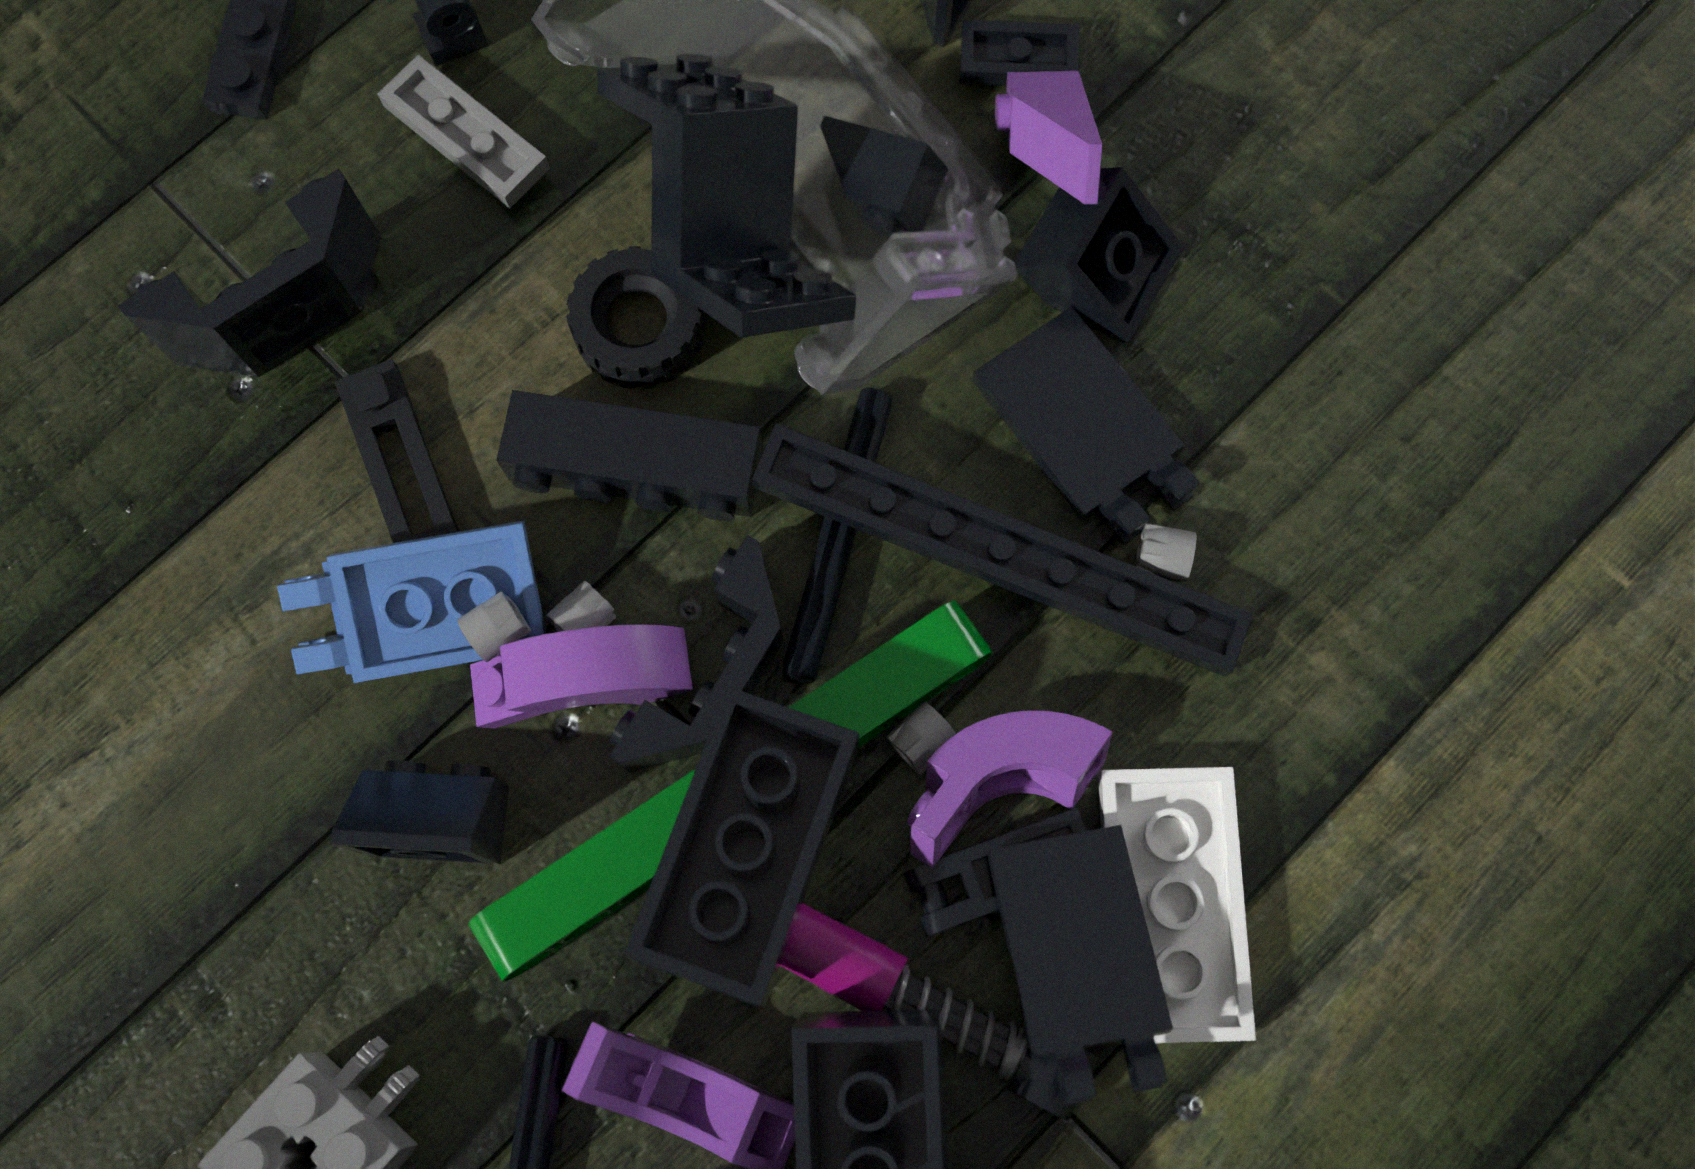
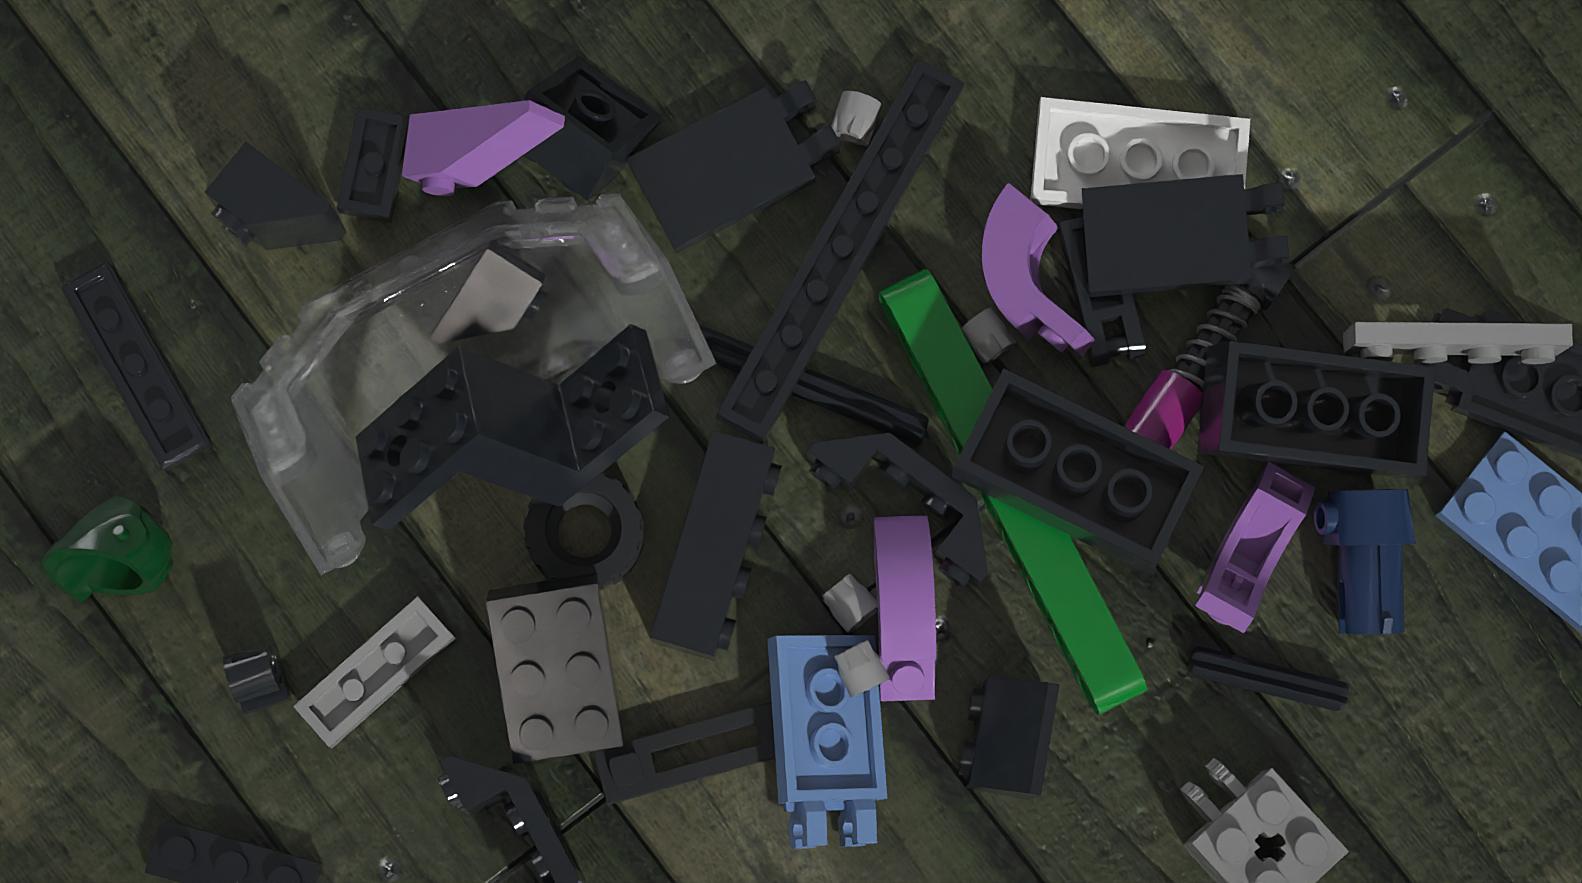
camera: 90 degrees left, 5 degrees up
(470, 294) = (555, 668): none -> black brick

